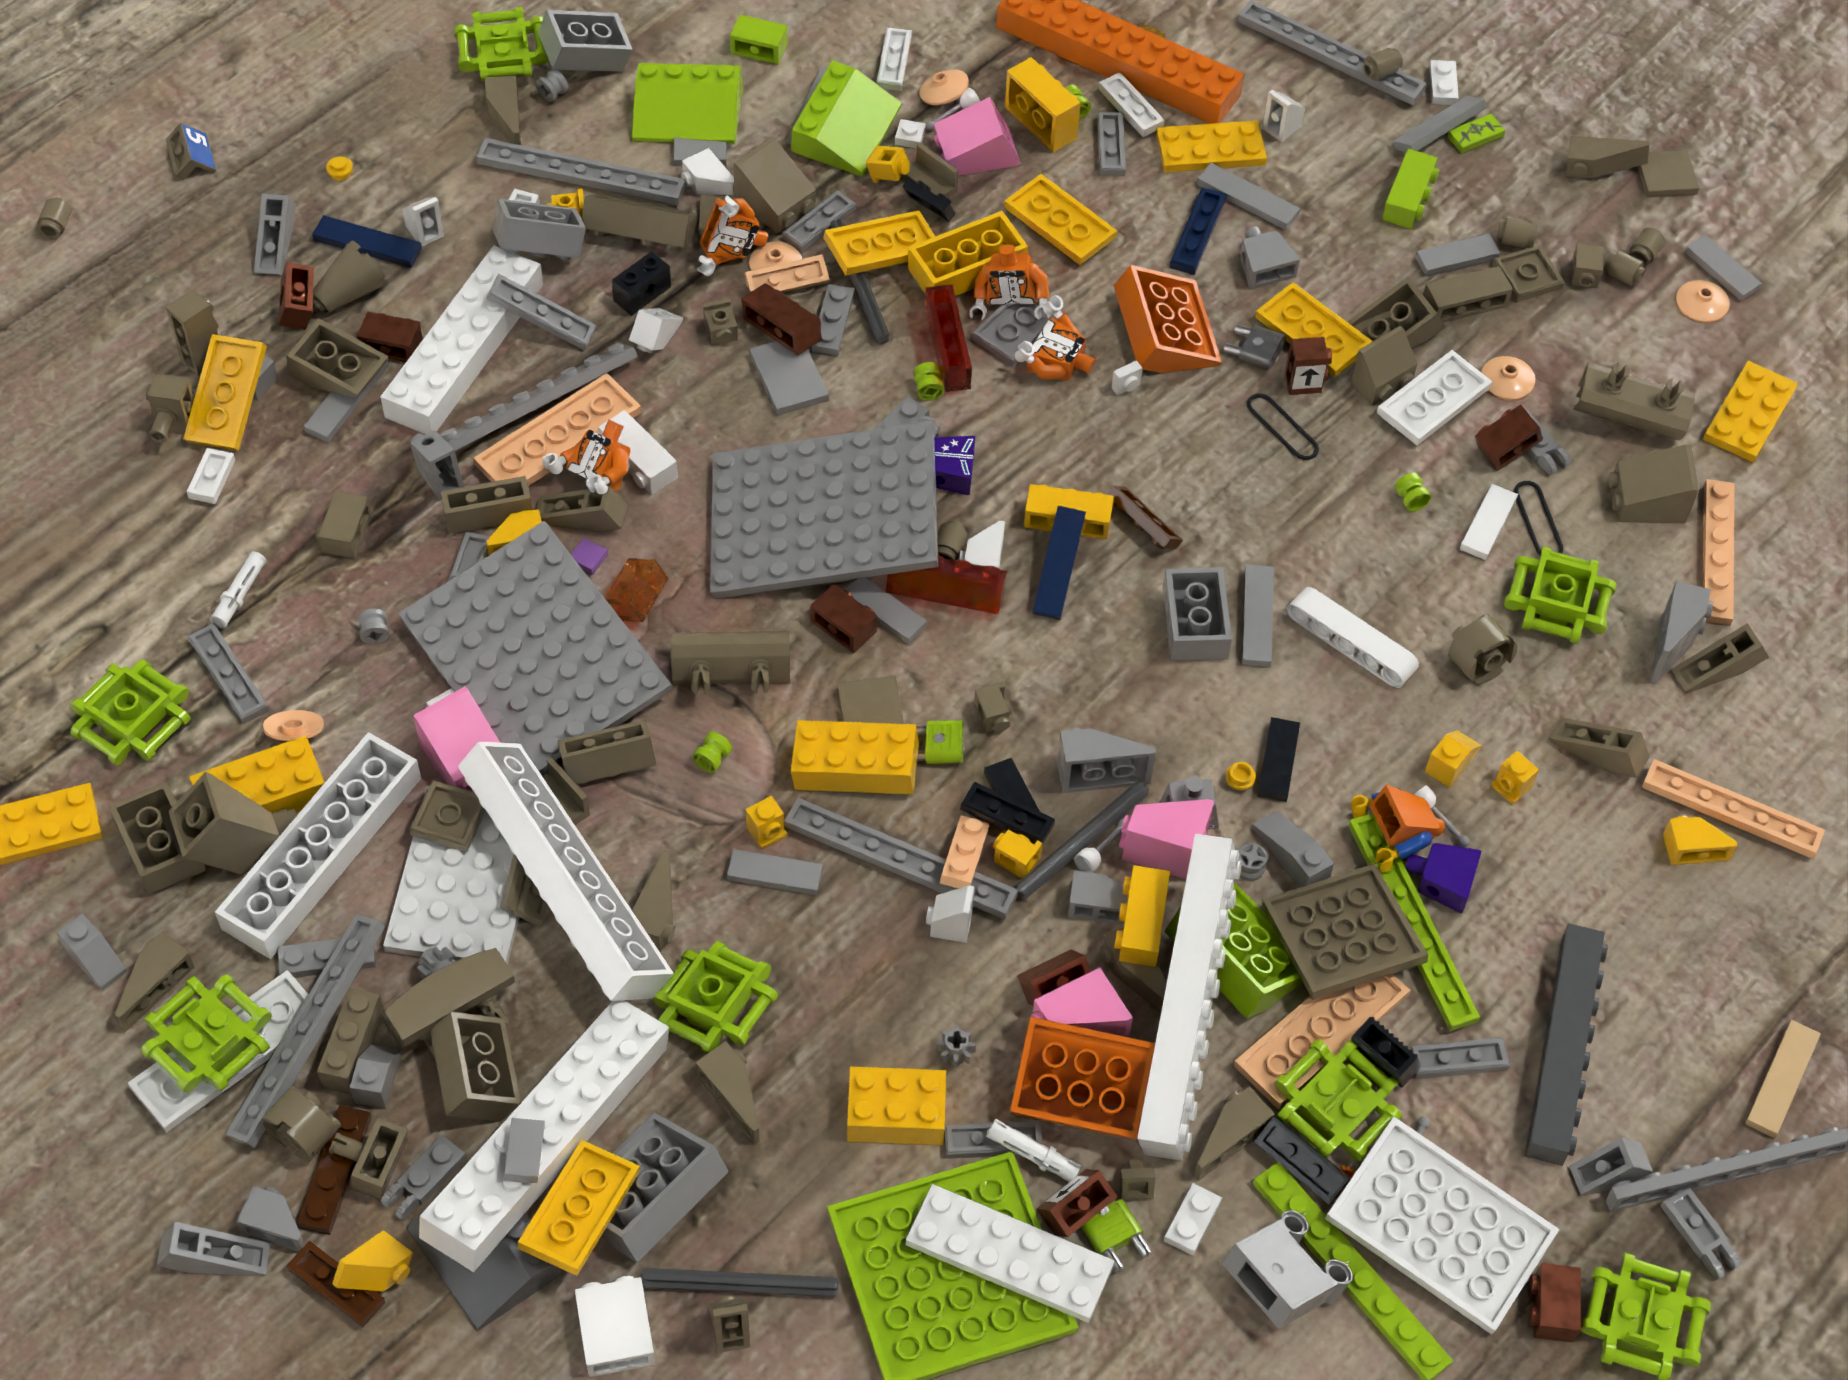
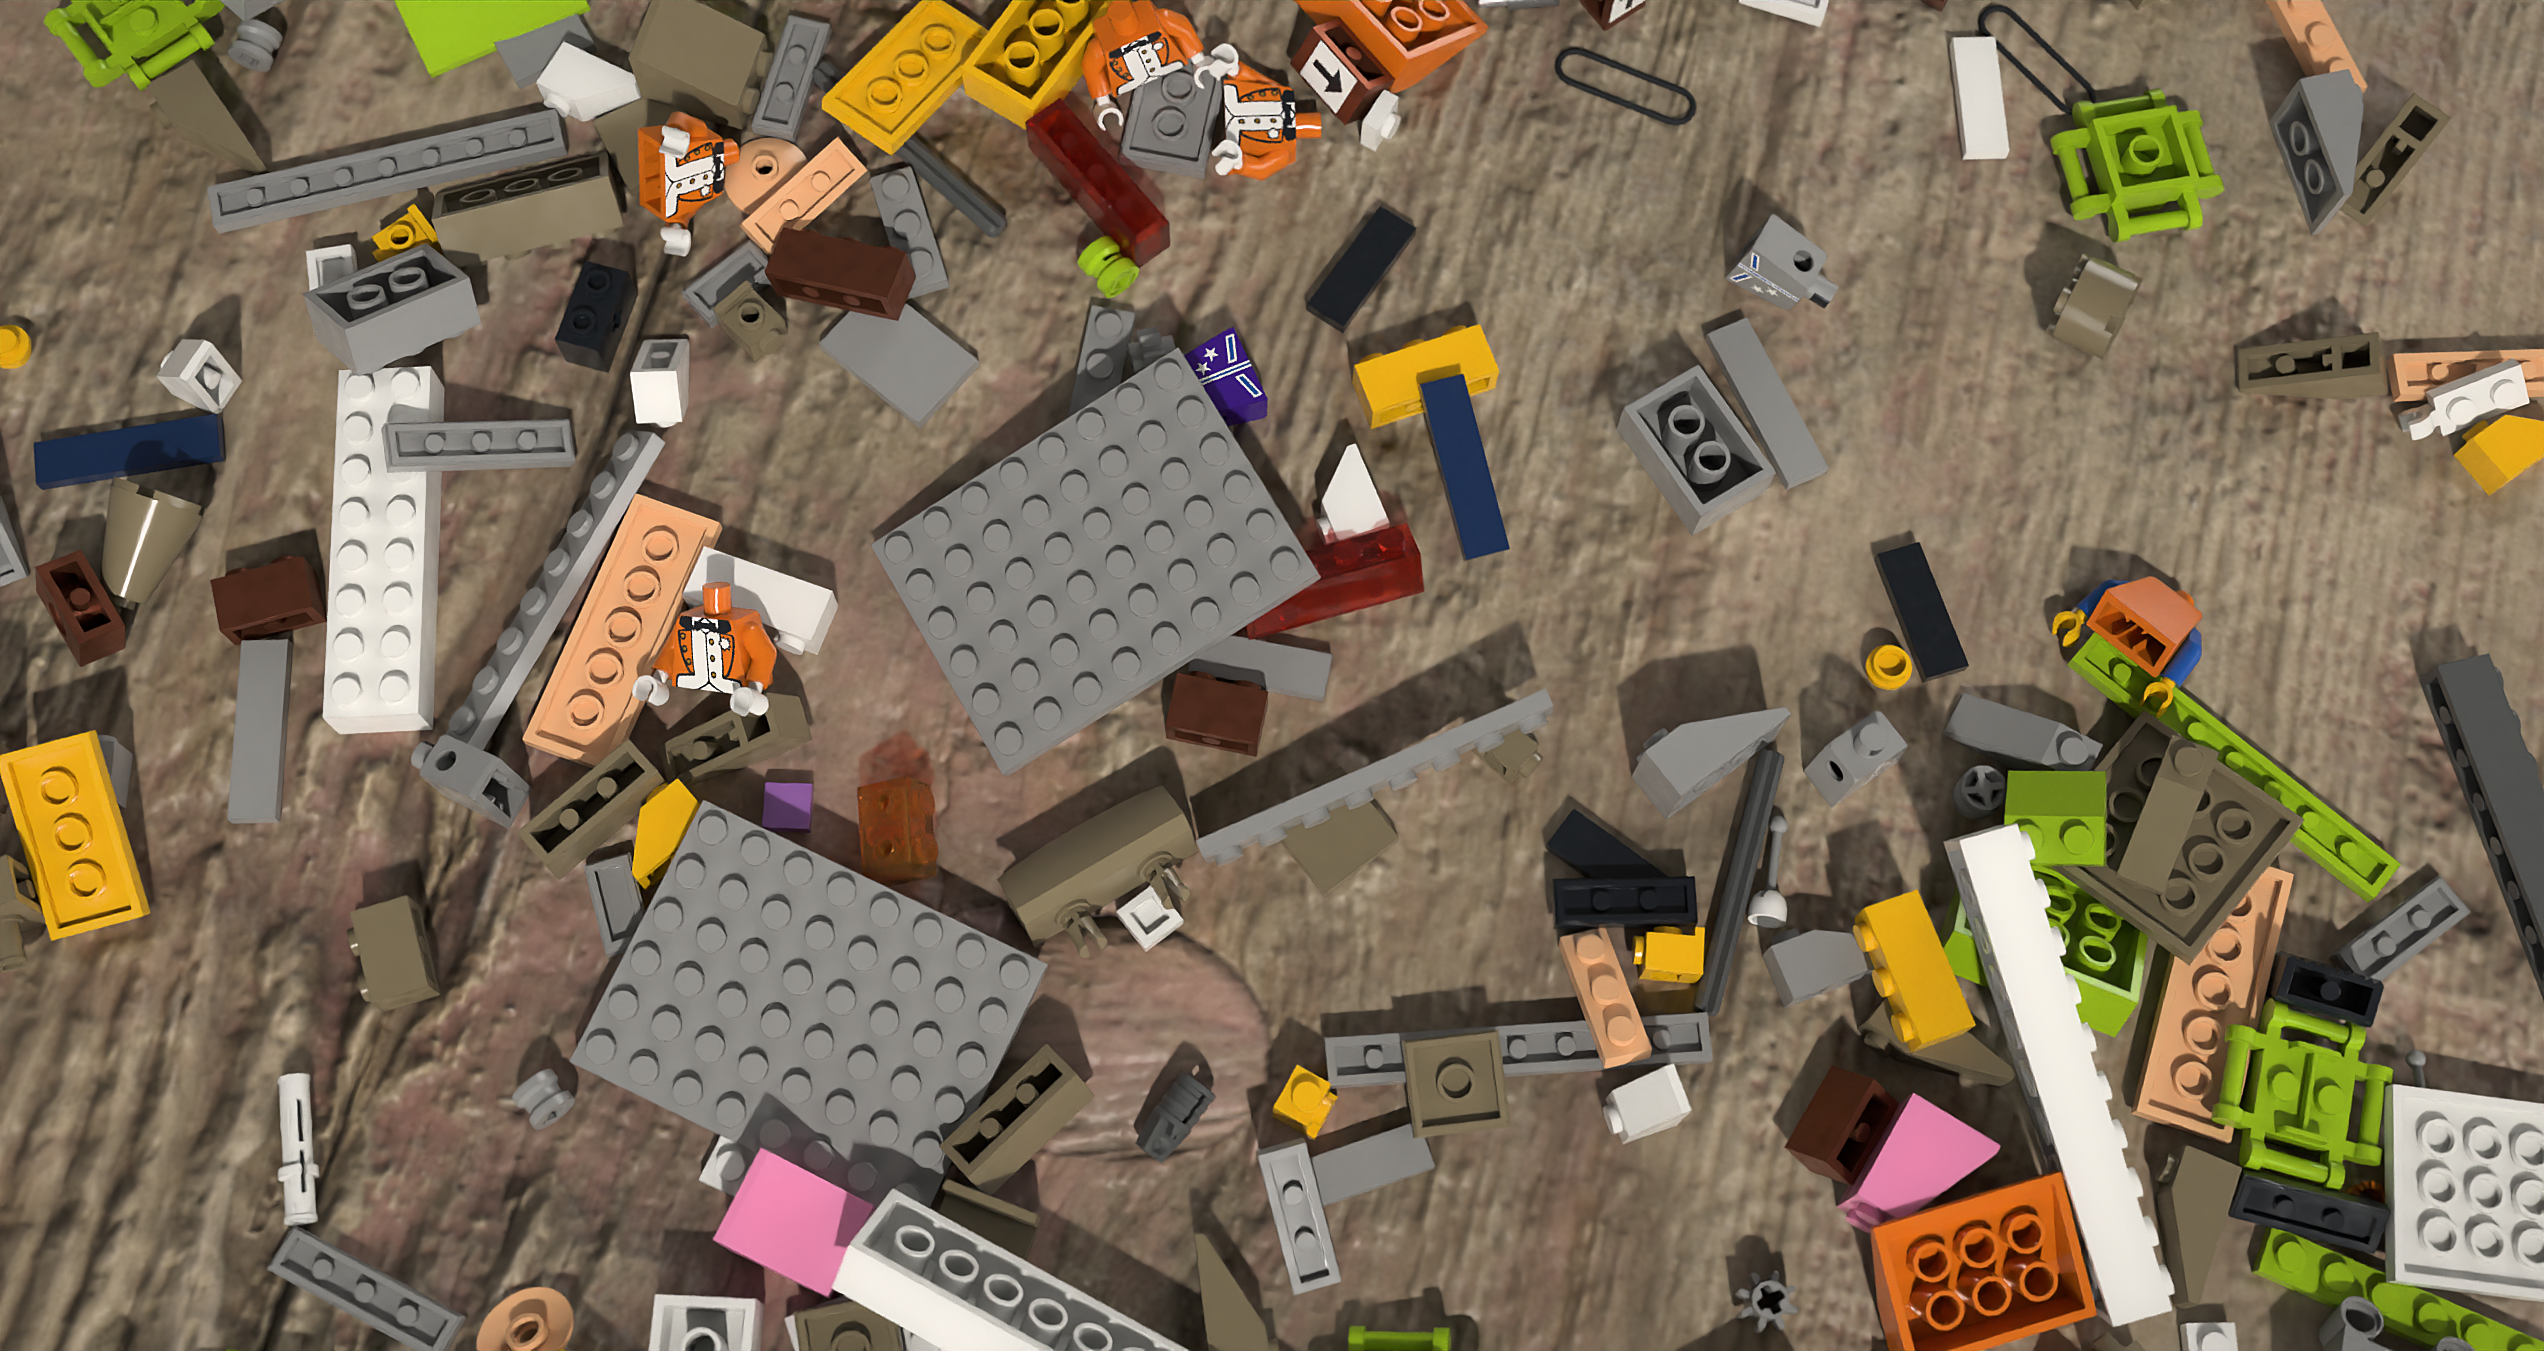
camera: 30 degrees left, 15 degrees up
(211, 476) = (134, 979): white plate -> none
(334, 360) = (212, 689): dark tan slope -> none
(692, 796) = (1174, 1117): none -> dark grey hinge
(711, 753) = (1161, 1036): lime wheel -> none
(725, 871) = (1298, 1216): none -> light grey hinge
(733, 293) = (743, 264): none -> light grey tile
(742, 698) = (1148, 919): none -> white plate
(853, 852) = (1455, 1083): none -> dark tan tile
(855, 757) = (1369, 931): yellow brick -> none
(907, 681) = (1358, 787): none -> light grey plate
(943, 742) = (1467, 835): lime piece -> none
(951, 540) = (1296, 507): dark tan brick -> none
(1069, 446) = (1361, 269): none -> black tile
(1119, 340) = (1341, 70): none -> copper brick
(1144, 518) = (1533, 332): reddish brown plate -> none
(1164, 834) = (1868, 823): bright pink slope -> none
(1277, 886) = (2061, 815): none -> lime slope
(1308, 546) = (1782, 267): none -> light grey torso
(1348, 910) = (2167, 814): none -> dark tan slope
(1352, 637) = (1911, 372): white beam -> none
(1413, 492) = (1861, 104): lime wheel -> none
(1426, 793) = (2143, 566): hinge -> none
(1446, 874) = (2241, 672): dark purple torso -> none
(1451, 757) = (2142, 487): yellow slope -> none
(1515, 777) = (2239, 477): yellow brick -> none
(1684, 802) = (2468, 401): none -> white plate

